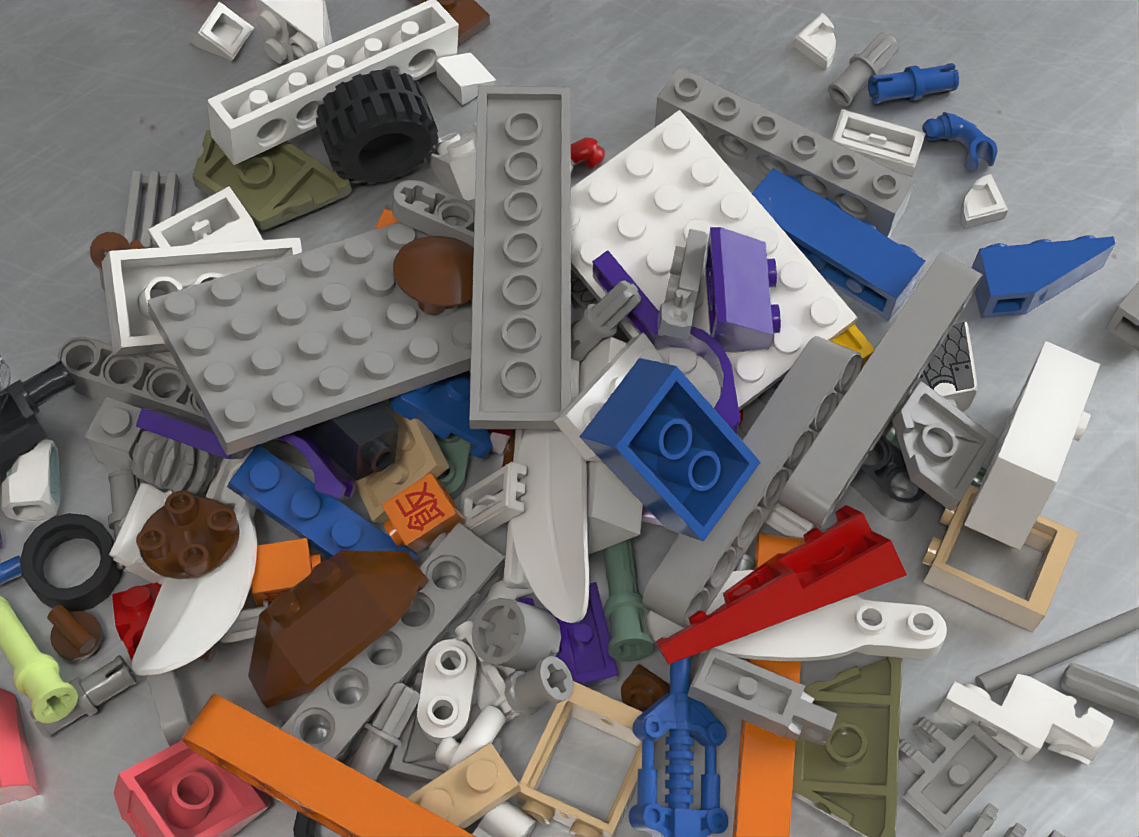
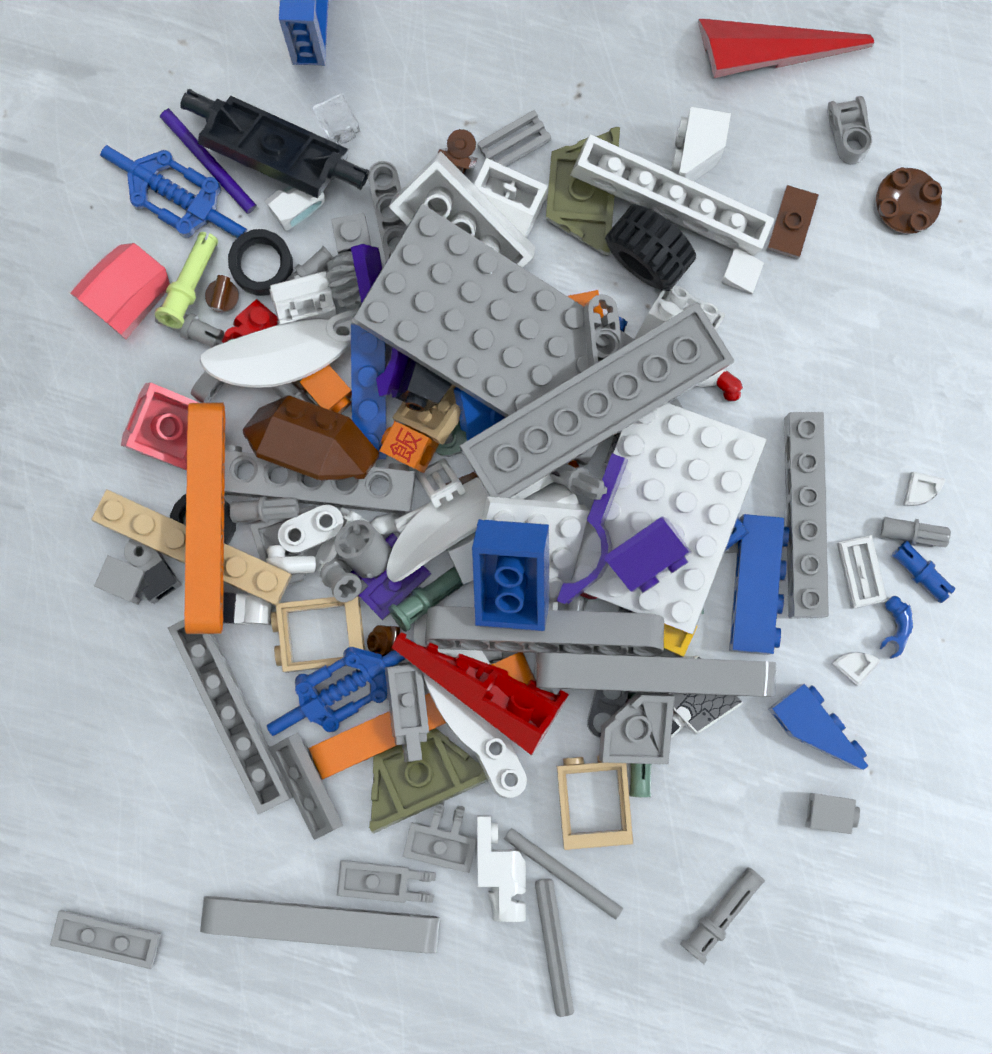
camera: 60 degrees right, 20 degrees up
(188, 536) = (306, 324): reddish brown dish -> none
(222, 33) = (675, 90): white slope -> none
(435, 272) = (555, 358): reddish brown dish -> none
(682, 290) = (621, 520): light grey hinge -> none
(1033, 445) = (669, 788): white brick -> none

